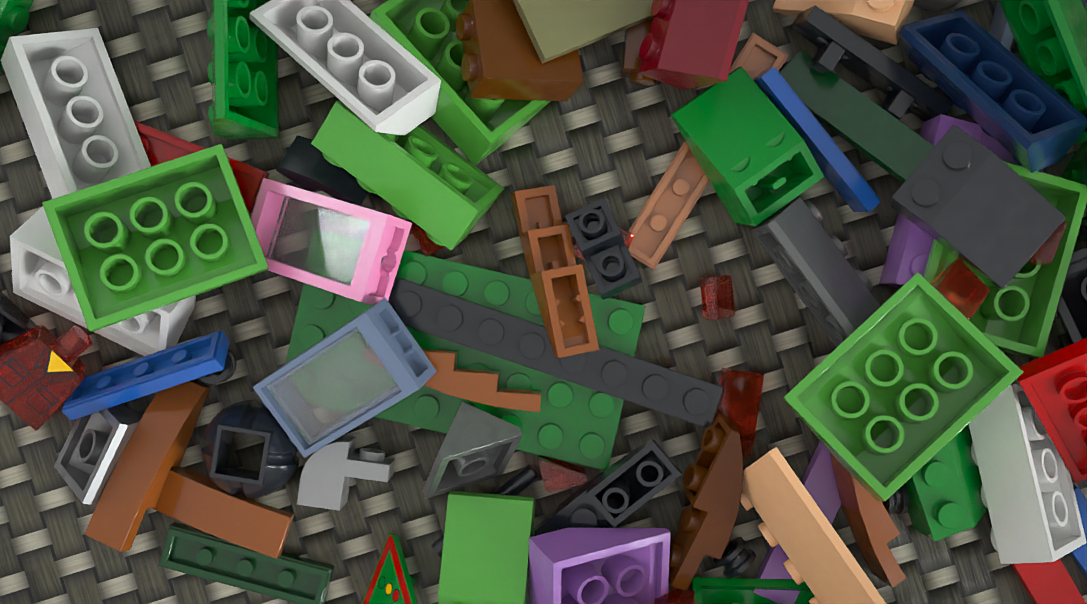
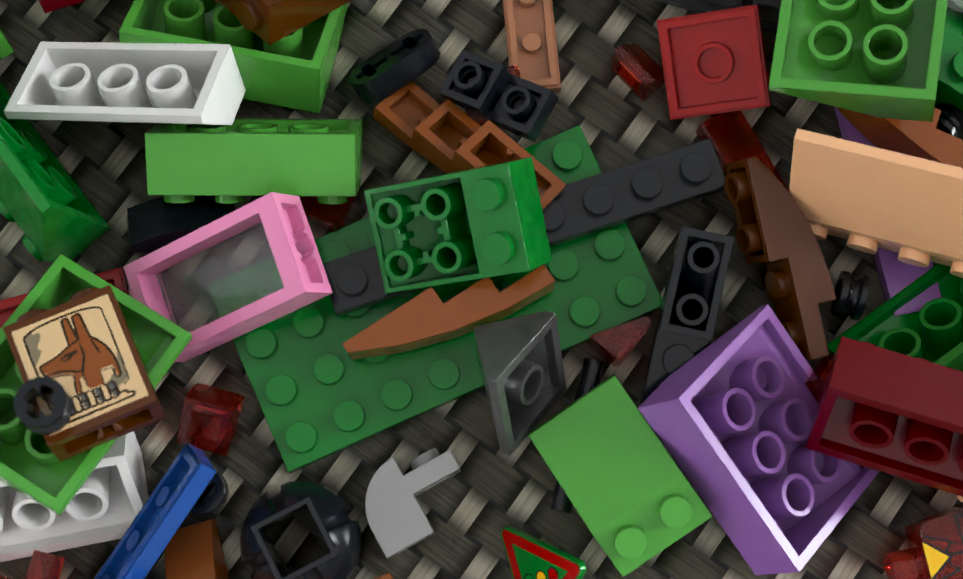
camera: 30 degrees left, 10 degrees down
(104, 256) = (41, 387): none -> black bush
(171, 246) = (96, 362): none -> brick
(254, 318) = (209, 418): none -> clear red slope
(345, 378) = (342, 388): window -> none
(503, 329) = (459, 226): none -> green slope
(551, 170) = (394, 66): none -> black beam
(769, 335) = (714, 62): none -> red tile

